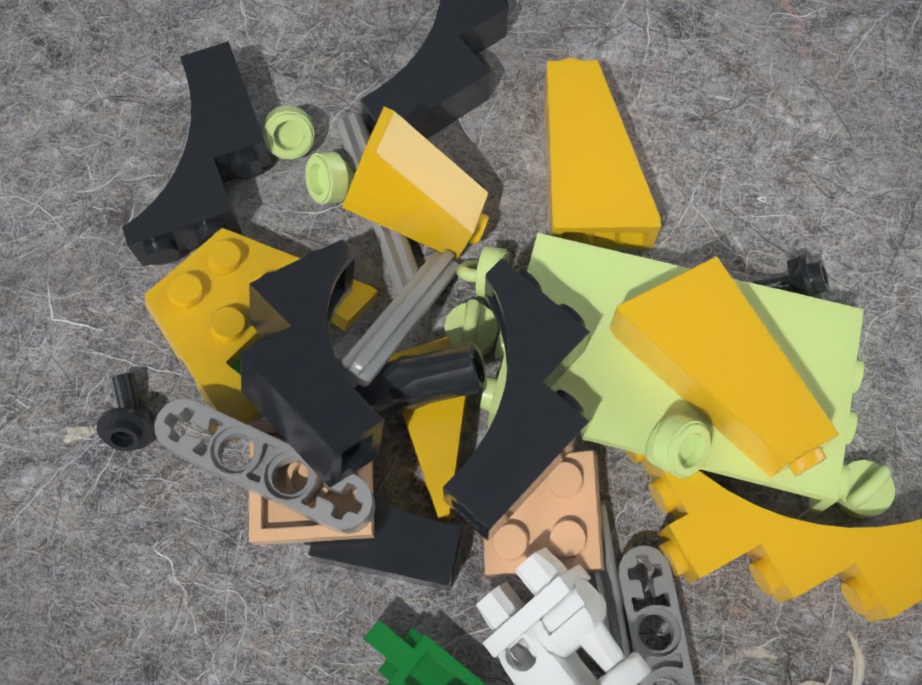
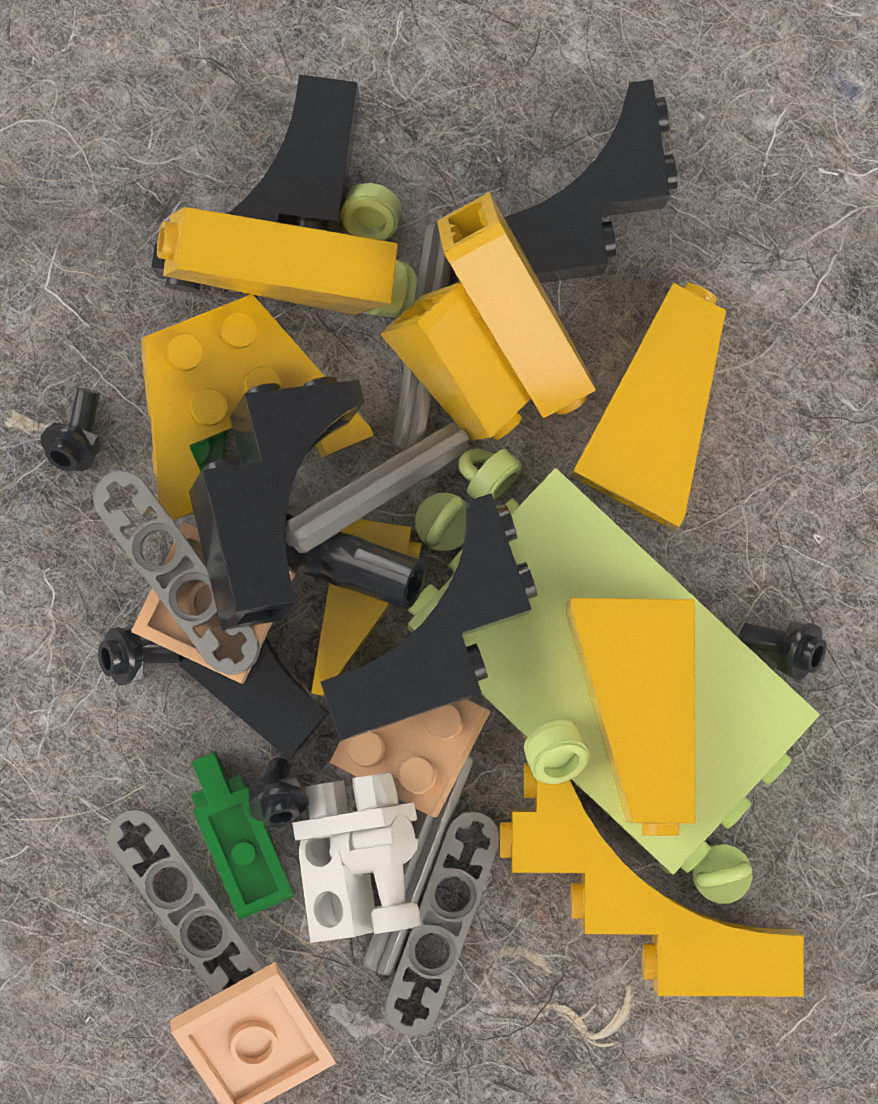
camera: 30 degrees right, 15 degrees up
(226, 175) = (278, 260): none -> yellow slope
(257, 578) = (124, 654): none -> black plate
(410, 85) = (515, 306): none -> yellow slope
(459, 627) = (280, 797): none -> black plate

